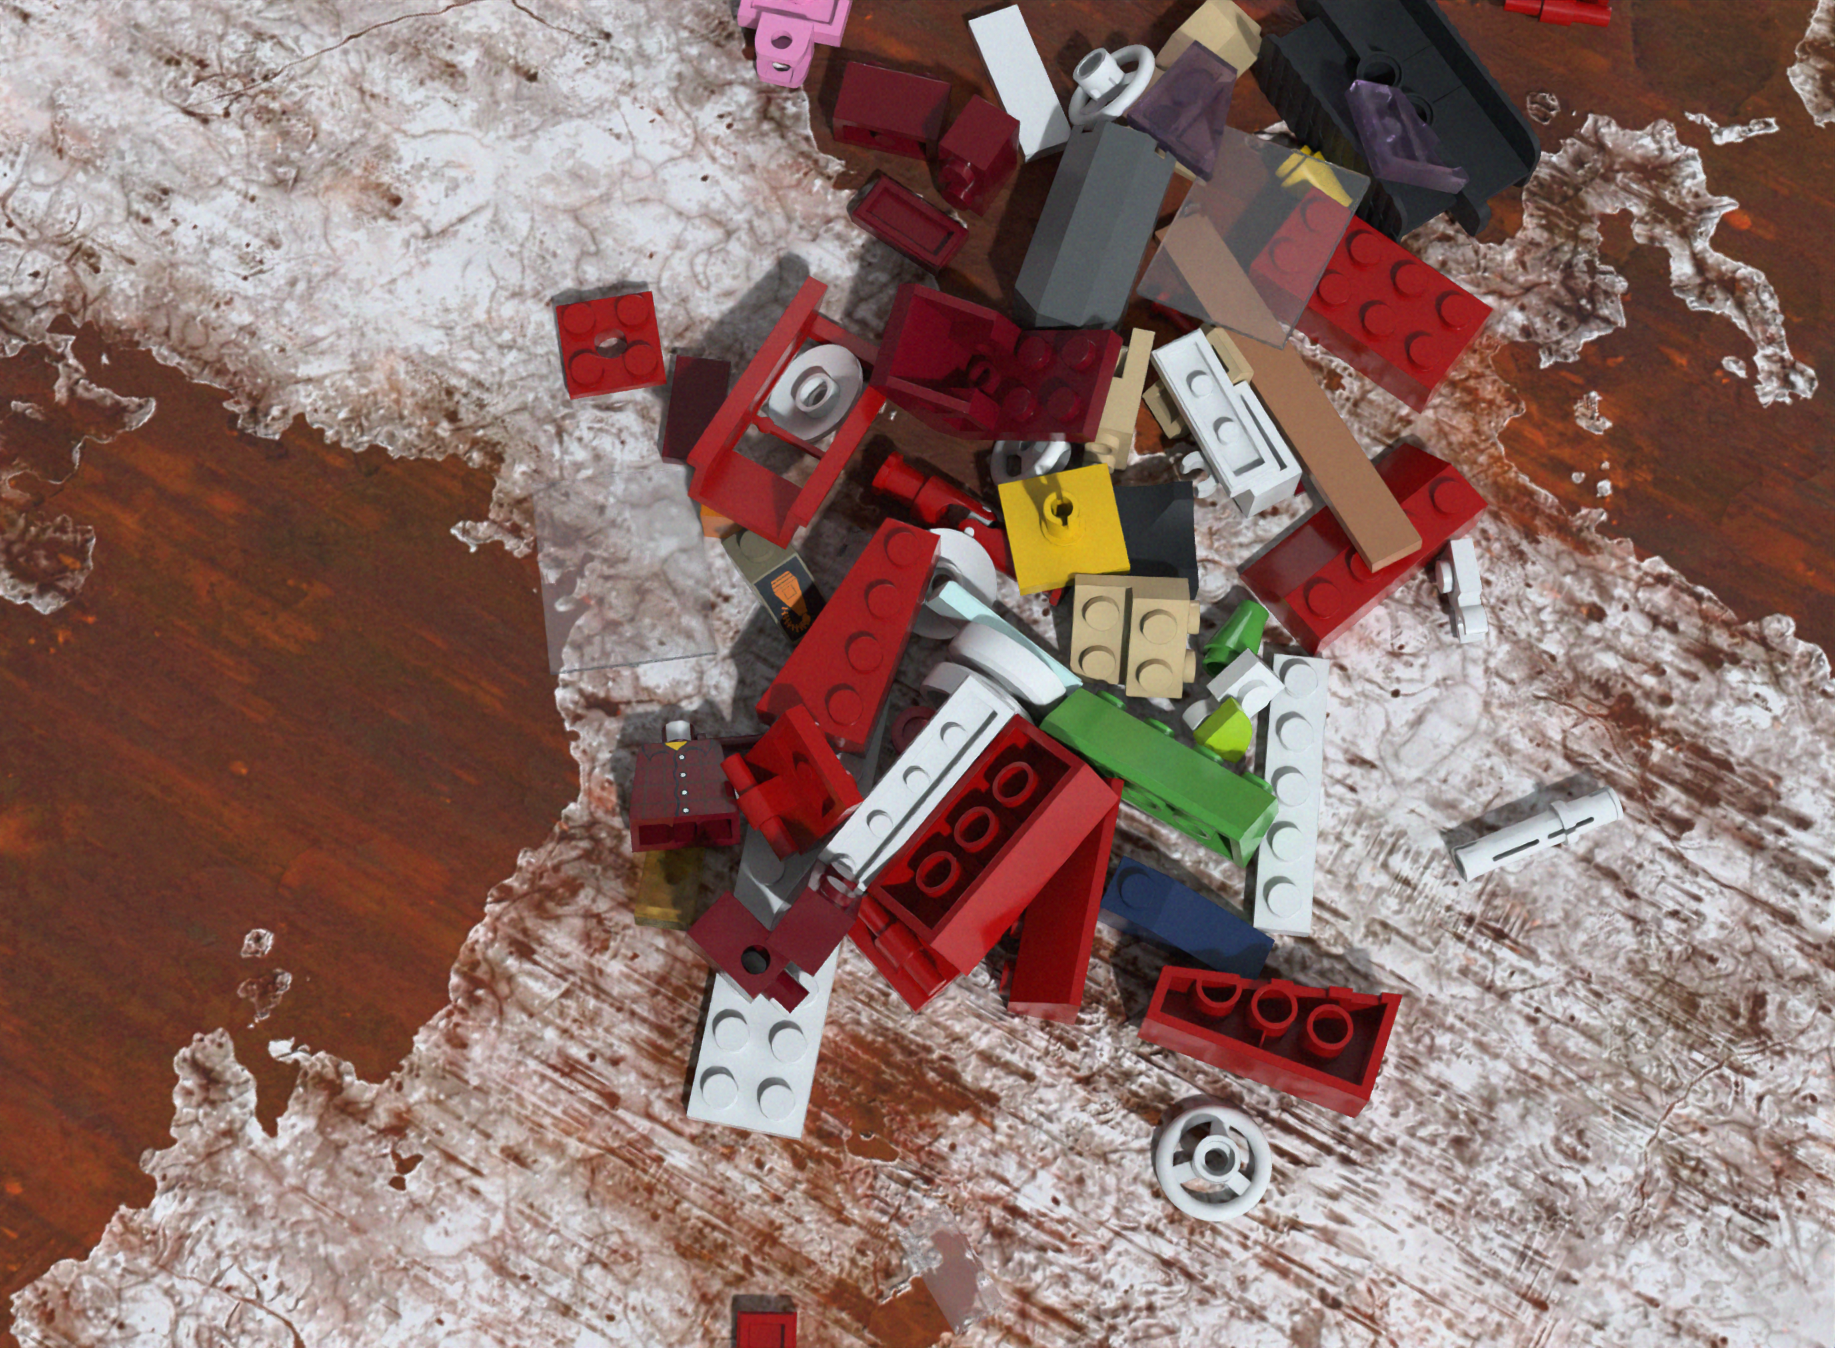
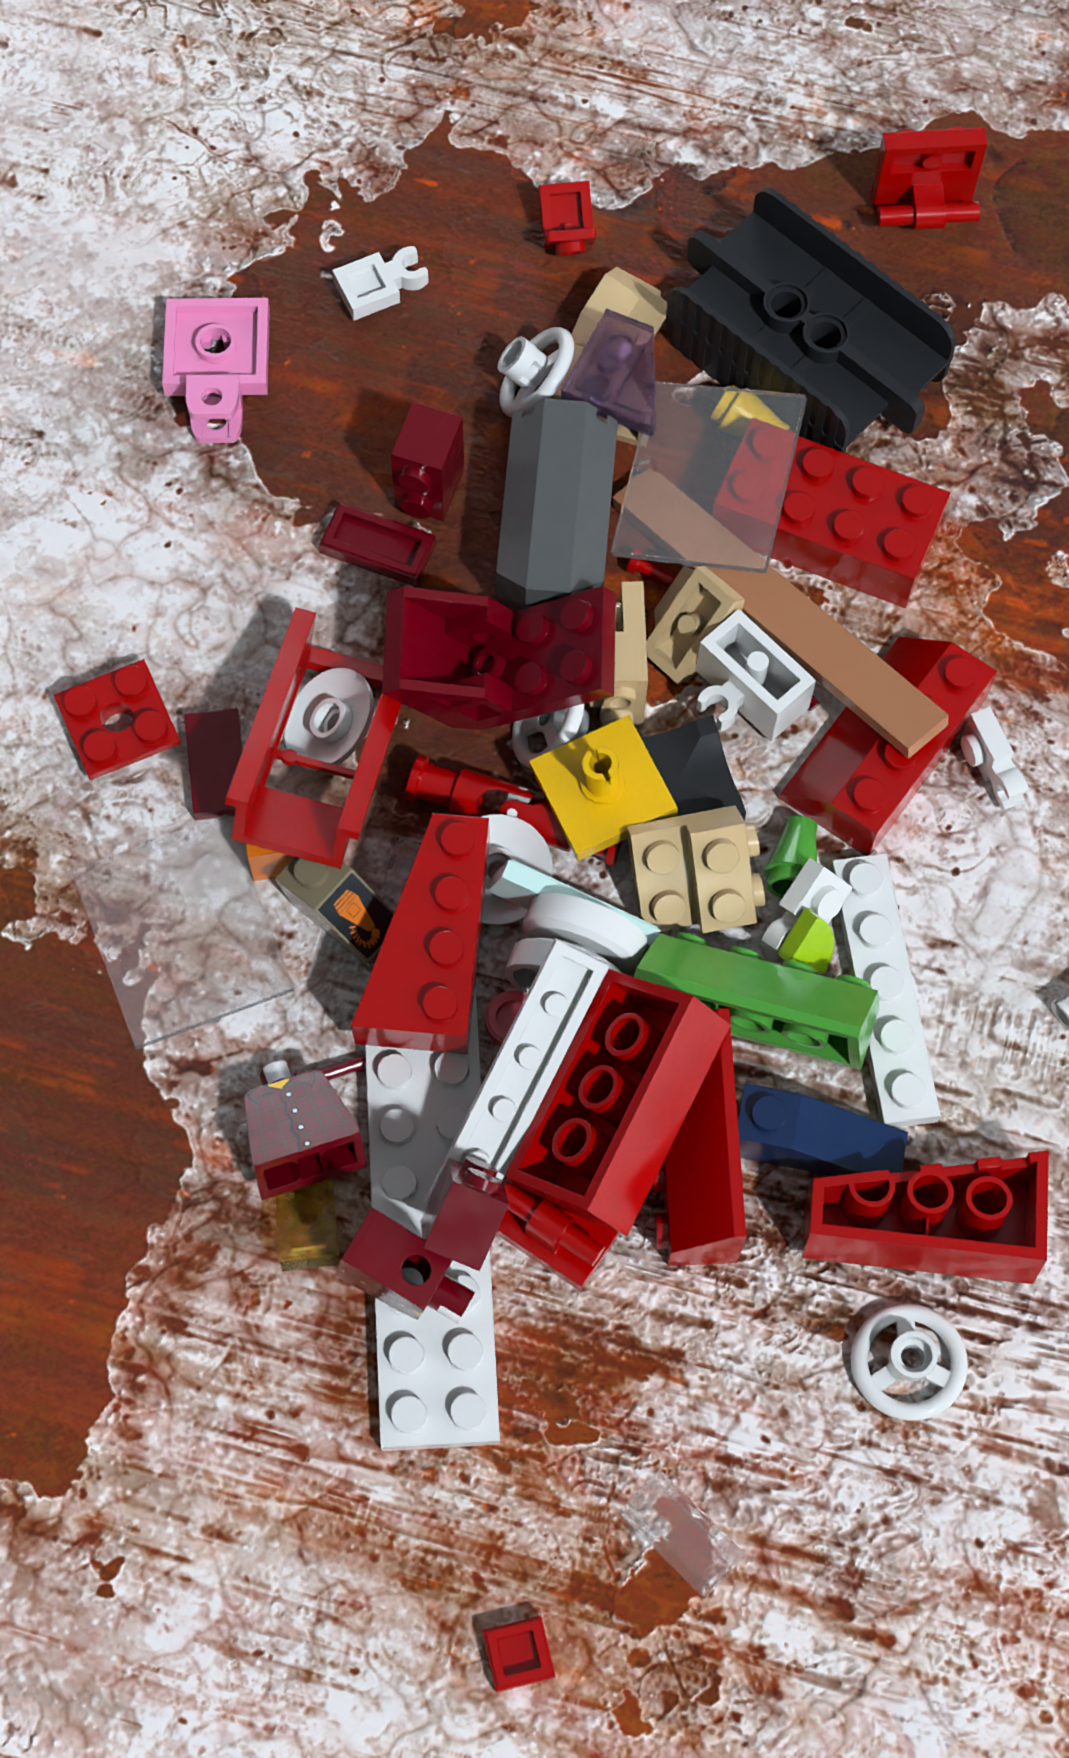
camera: 15 degrees left, 5 degrees down
(793, 785) = (408, 1092): red plate -> none
(892, 111) = (333, 441): dark red brick -> none
(1020, 81) = (448, 386): white tile -> none
(1215, 413) = (719, 645): white tile -> none
(1397, 140) = (822, 355): clear purple wing -> none

